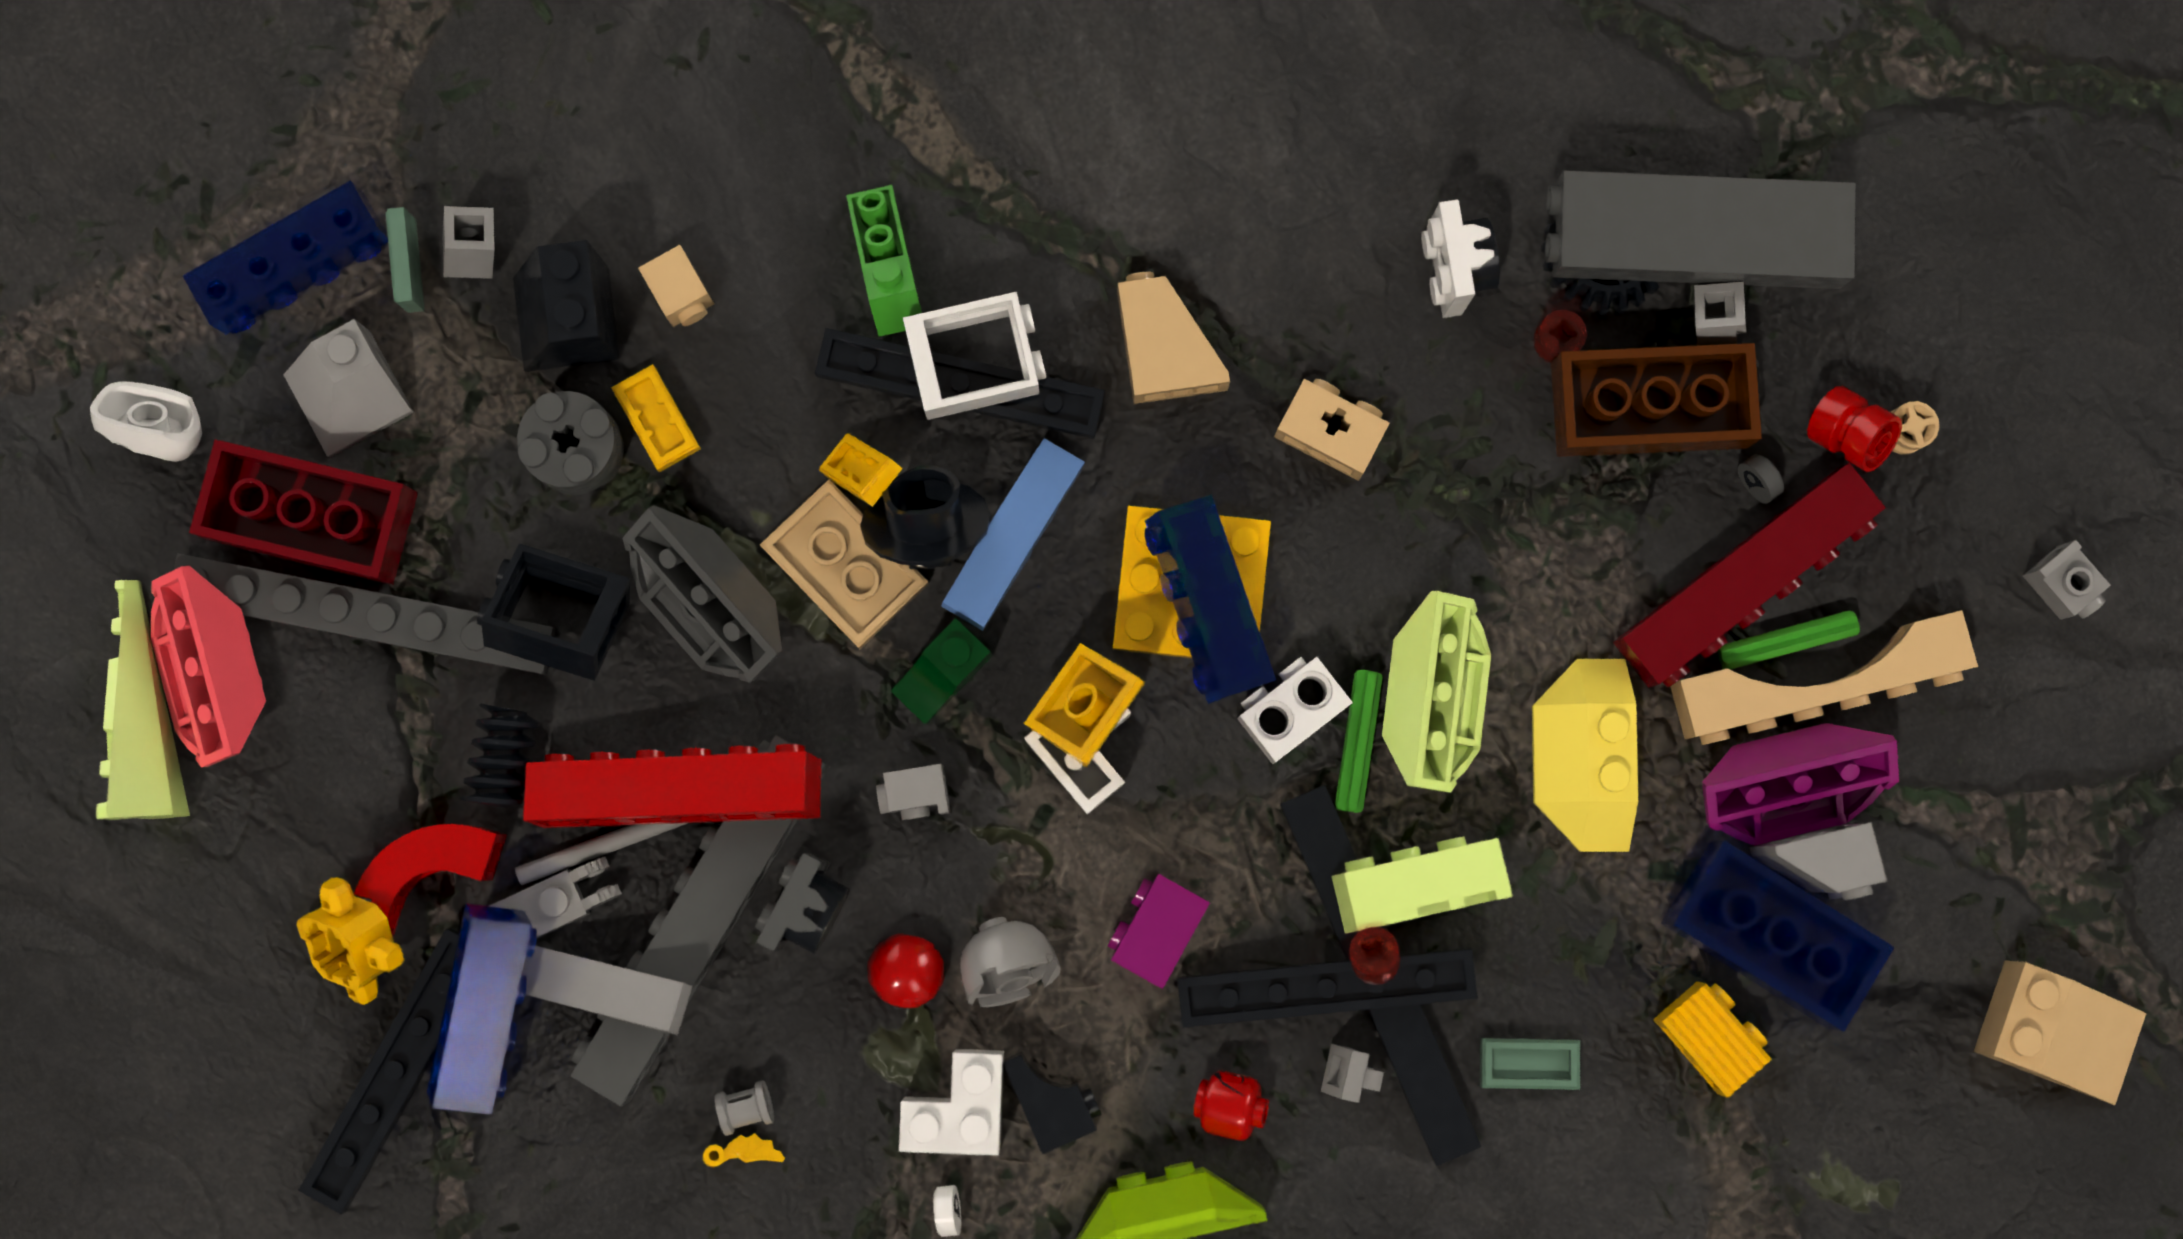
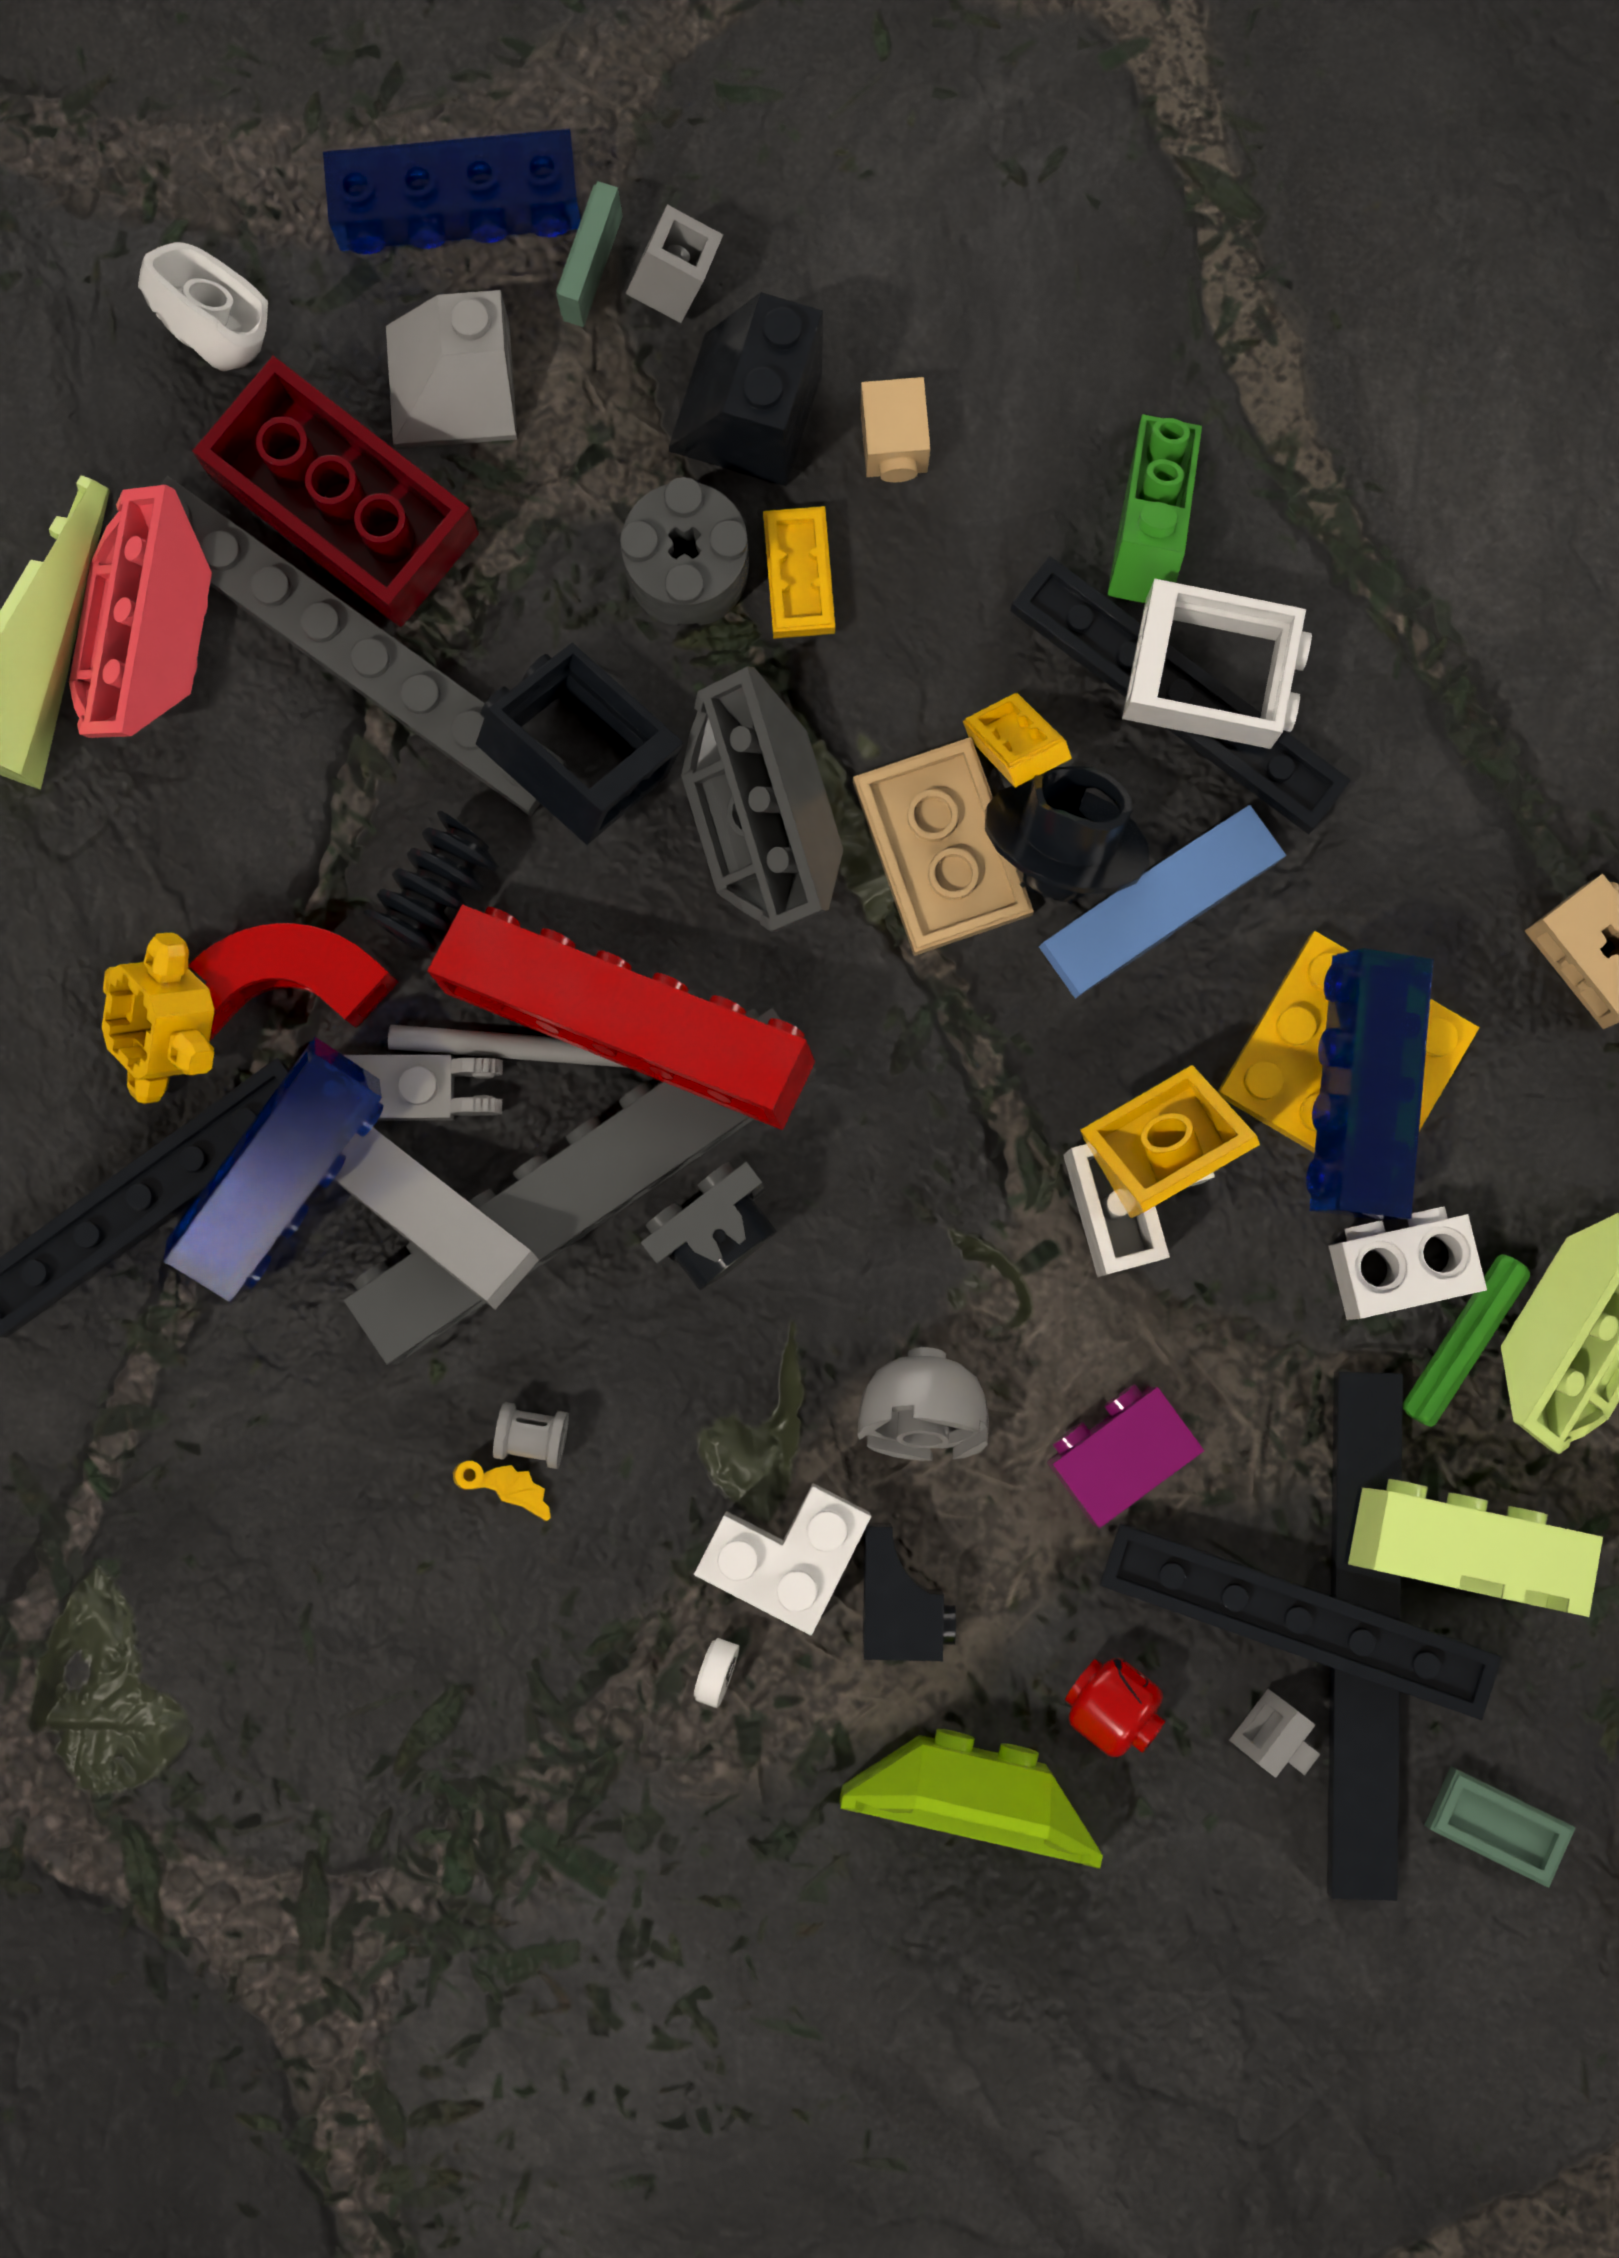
camera: 25 degrees right, 0 degrees up
(905, 970) = (796, 1361): red hair -> none
(914, 792) = (905, 1153): light grey brick -> none
(941, 671) = (1003, 1024): dark green arch -> none
(1164, 343) = (1448, 758): tan slope -> none
(1372, 965) = (1371, 1619): clear red wheel -> none

